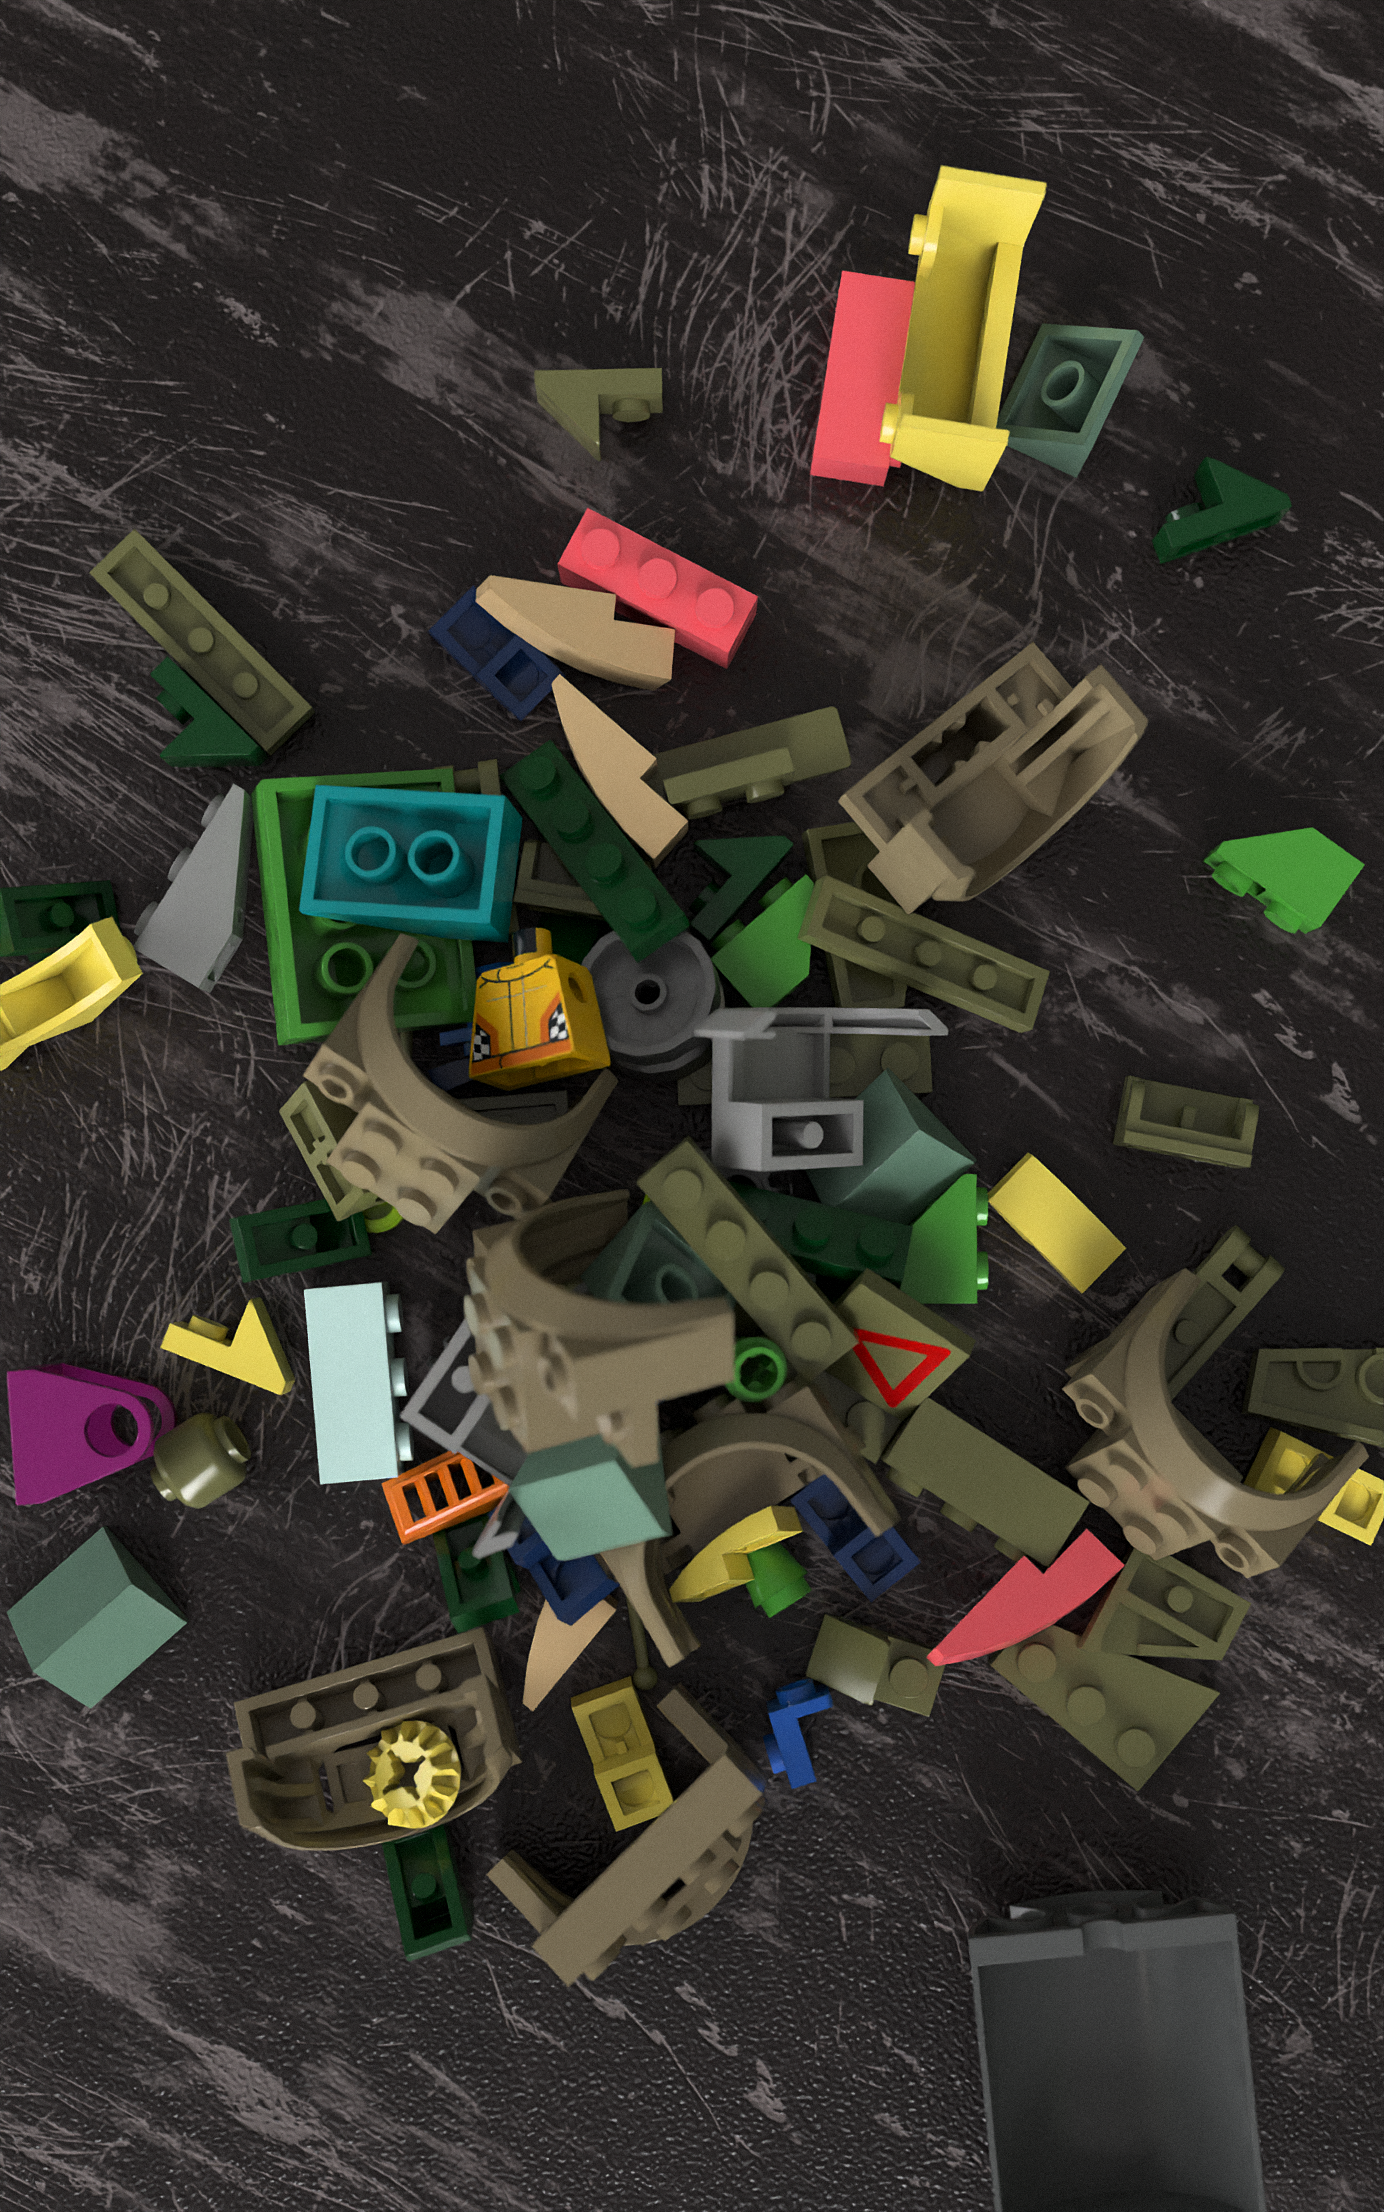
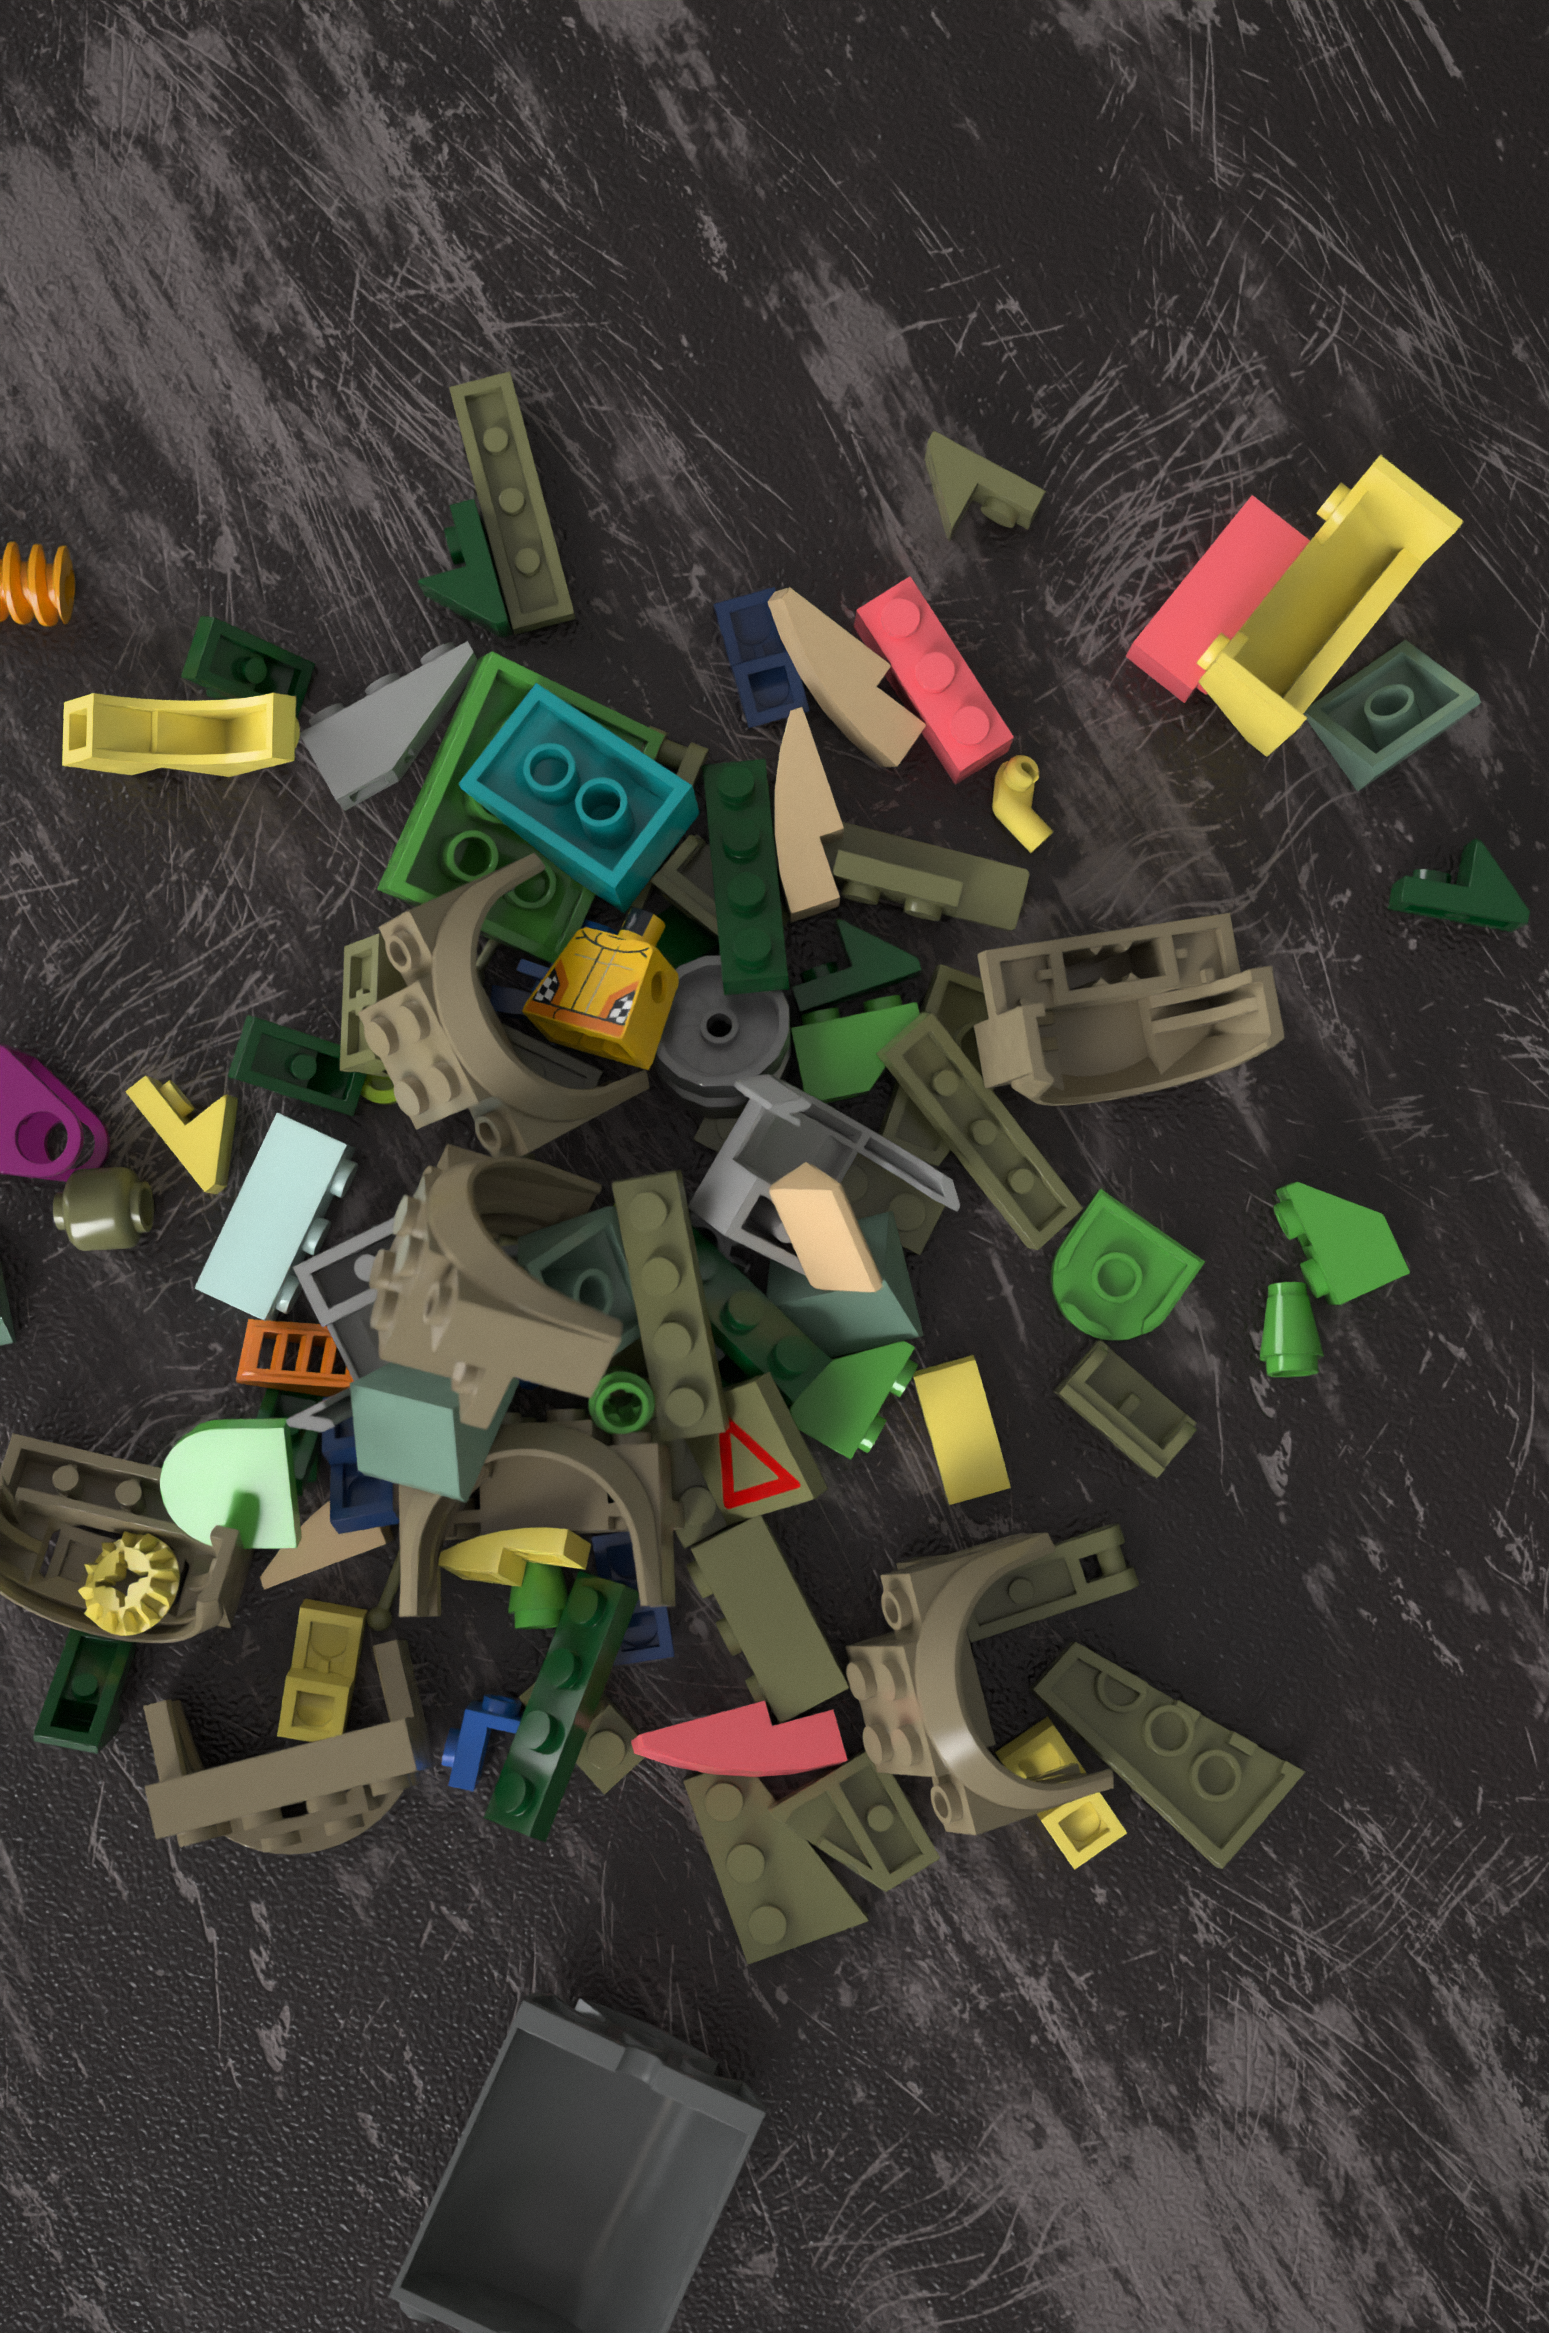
camera: 35 degrees right, 0 degrees up
(453, 1631) = (237, 1479): none -> tile
(786, 653) = (1014, 799): none -> light yellow arm
(845, 1117) = (824, 1231): none -> tan slope
(851, 1662) = (562, 1706): none -> dark green plate
(1111, 1008) = (1119, 1272): none -> bright green tile
(1288, 975) = (1290, 1332): none -> bright green cone

